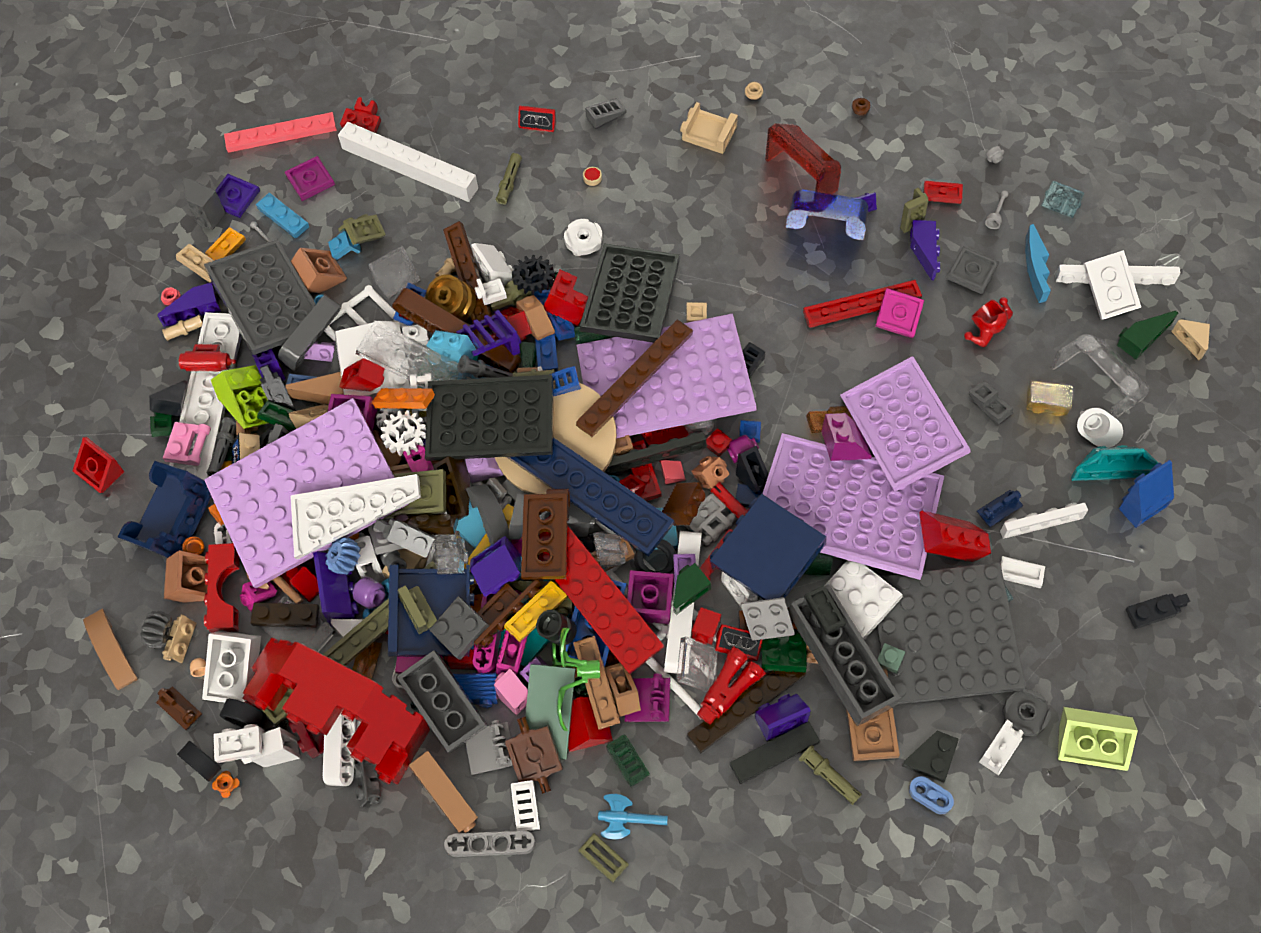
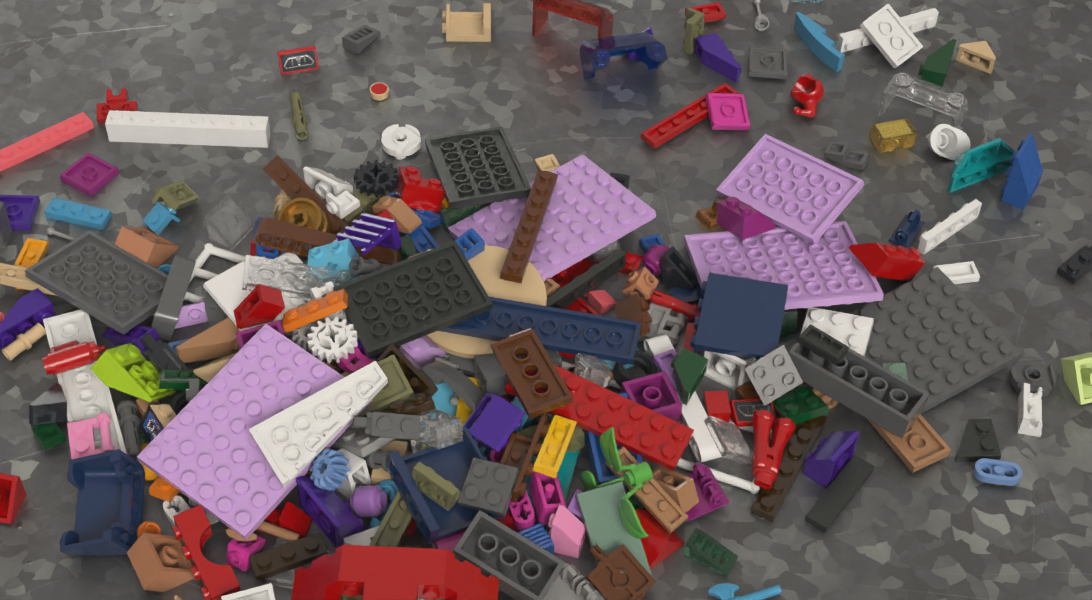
camera: 30 degrees left, 15 degrees down
(550, 625) = (583, 452): pearl dark grey wheel -> none
(824, 769) = (890, 486): olive pin -> none

